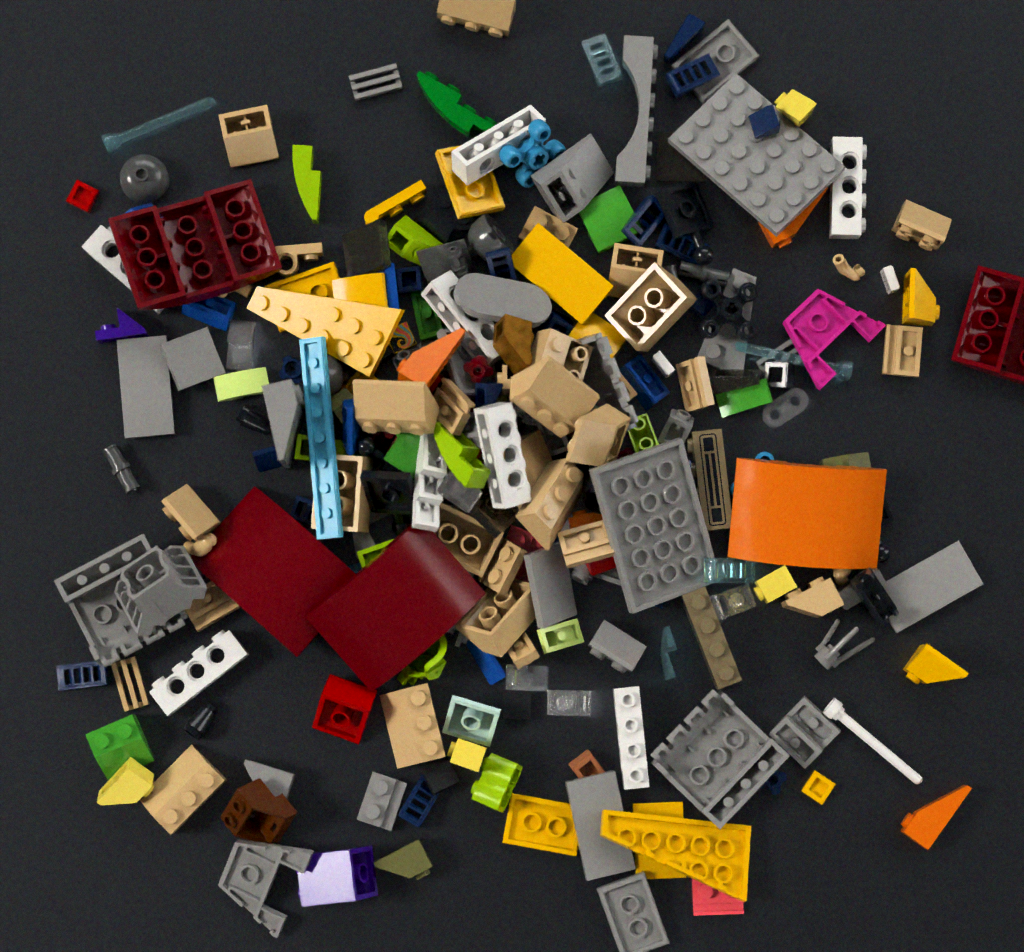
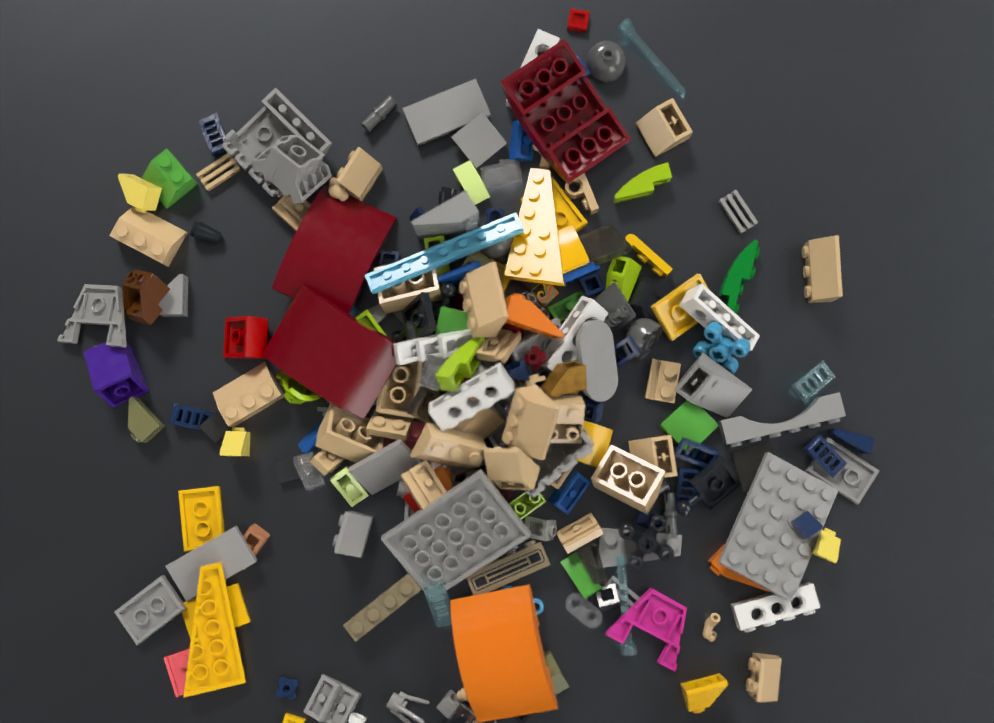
camera: 80 degrees right, 0 degrees up
(127, 329) = (486, 83): dark purple slope -> none
(233, 654) = (218, 197): white brick -> none
(382, 801) = (184, 388): light grey plate -> none
(471, 720) = (265, 438): light aqua slope -> none
(496, 782) = (221, 472): lime brick -> none
(561, 273) = (633, 400): yellow tile -> none
(569, 703) = (299, 510): clear slope -> none
(631, 737) = (286, 566): white brick -> none
(663, 364) = (587, 502): white tile -> none
(666, 646) = (366, 574): clear light blue slope -> none
(718, 758) = (289, 642): light grey slope -> none
(733, 601) = (416, 614): clear slope -> none
(774, 585) = (439, 644): light yellow slope -> none
(815, 601) = (437, 682): tan slope -> none
(890, 280) = (712, 663): white tile -> none
(902, 350) = (658, 690): tan plate -> none

